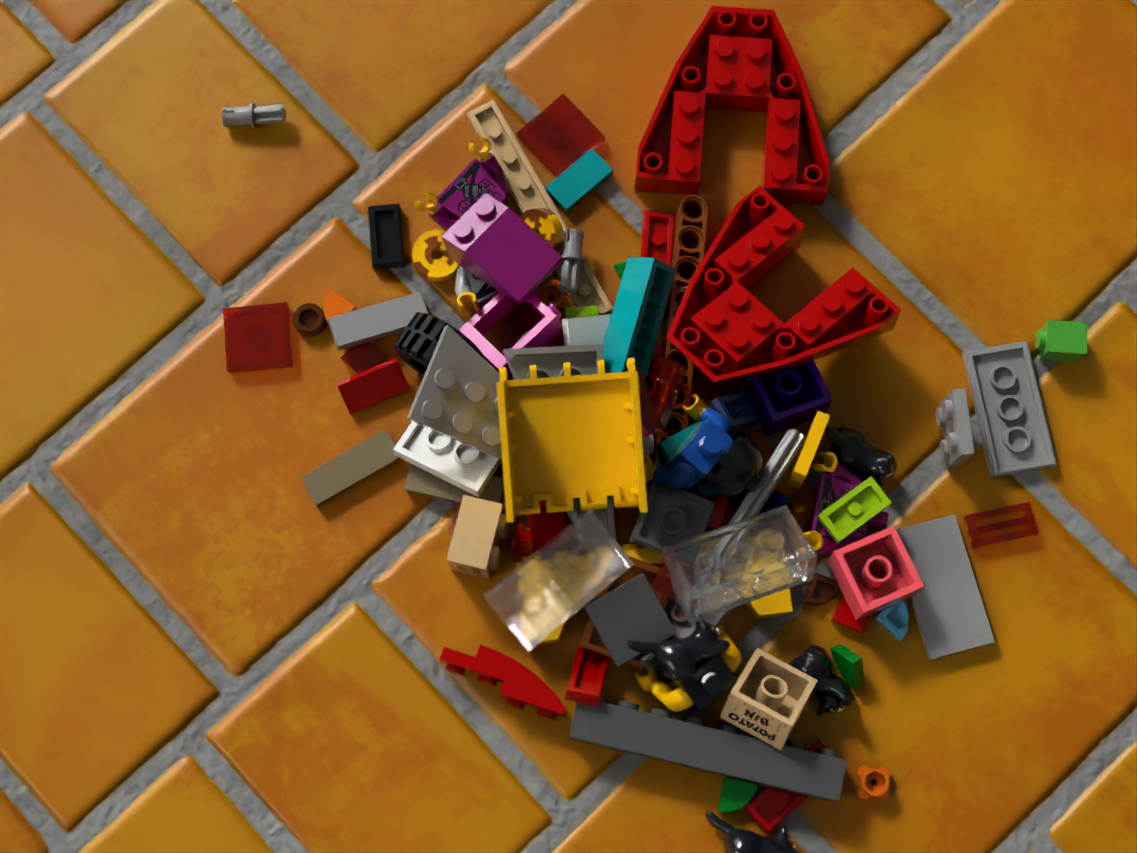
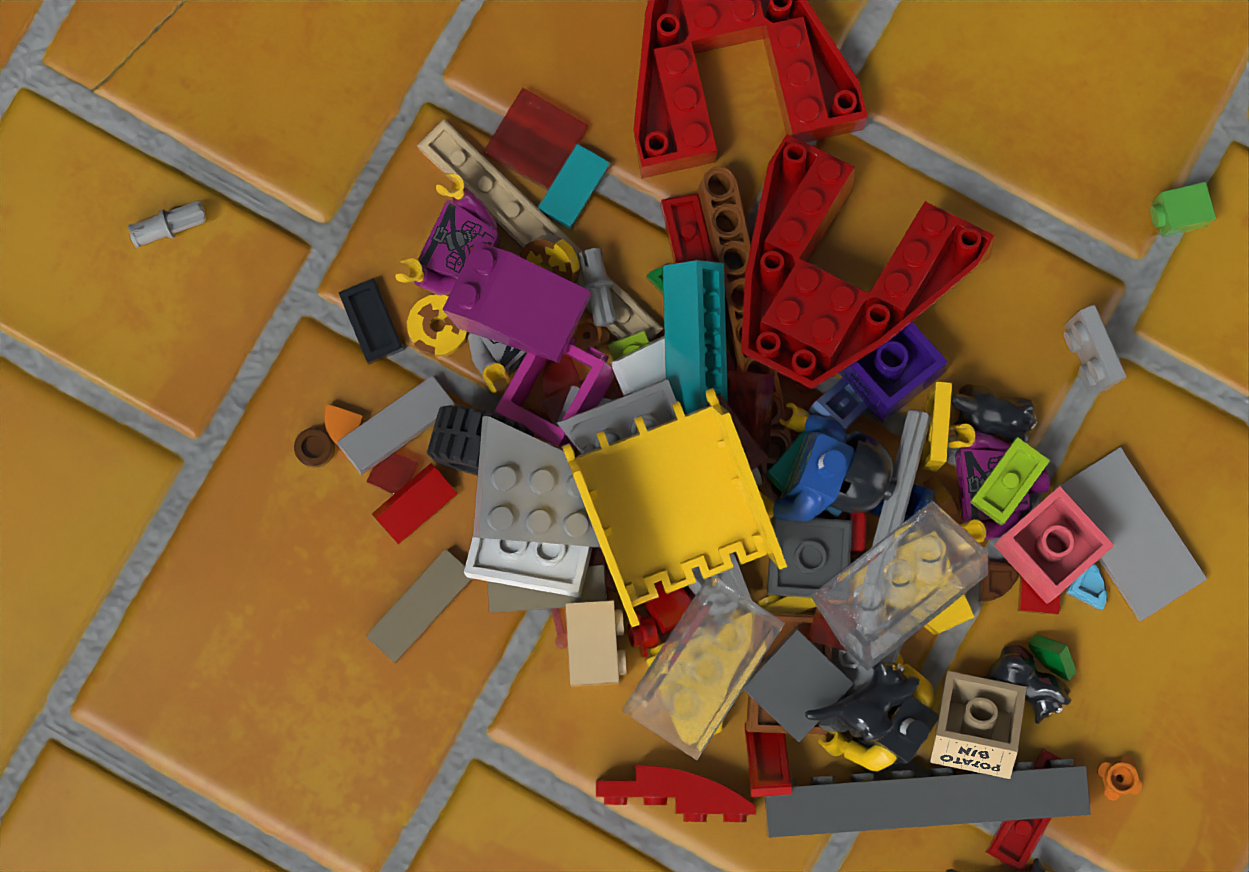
camera: 20 degrees left, 5 degrees up
(257, 337) = (261, 487): clear red tile -> none
(735, 794) = (971, 840): green tile -> none
(973, 531) = (1146, 458): clear red tile -> none
(1009, 409) = (1144, 306): light grey tile -> none

